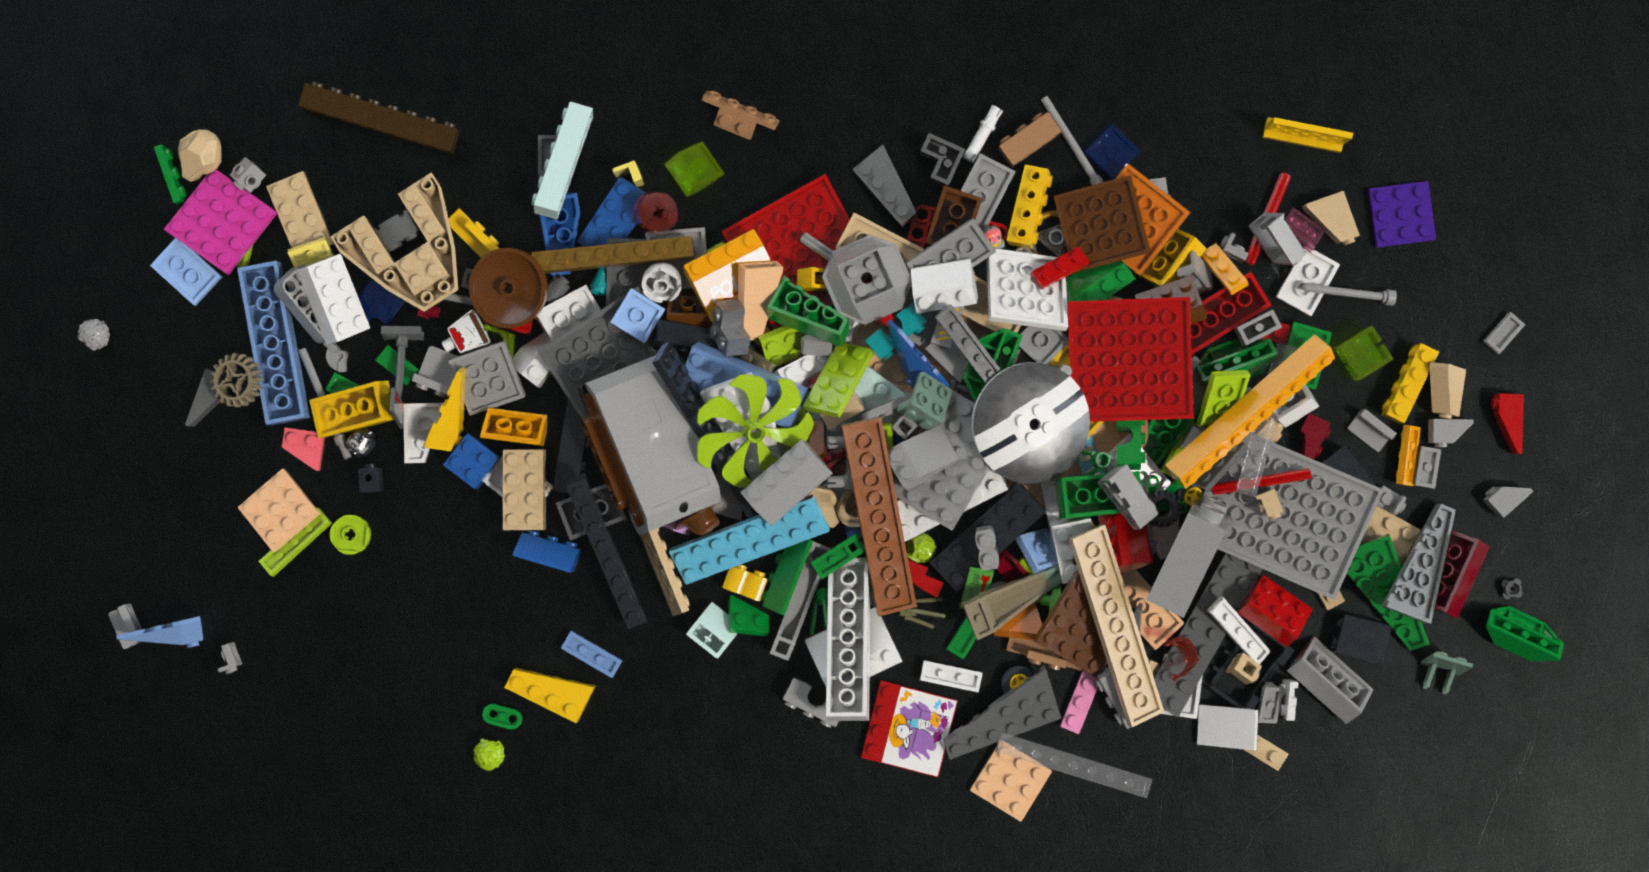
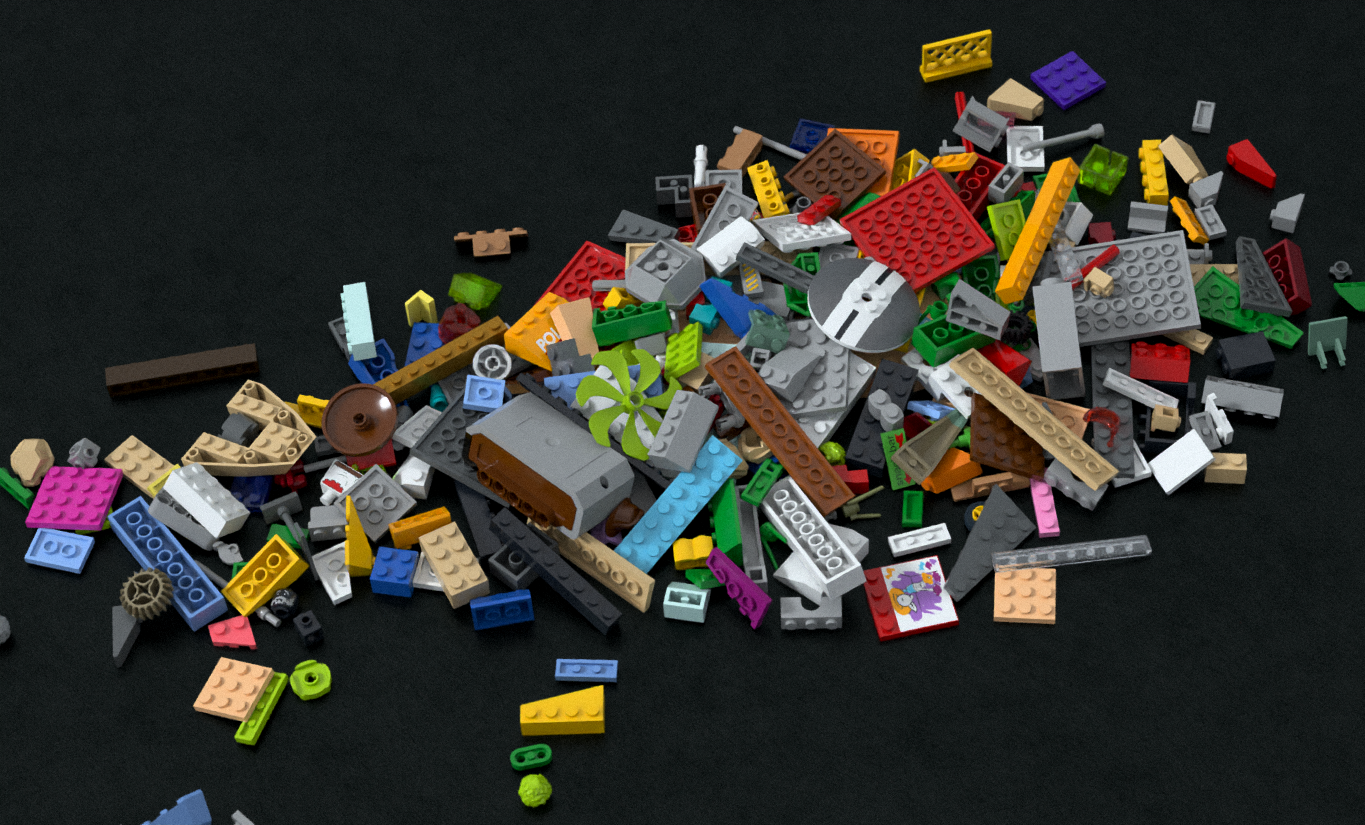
camera: 20 degrees left, 35 degrees down
(765, 659) = (739, 586): none -> magenta wing

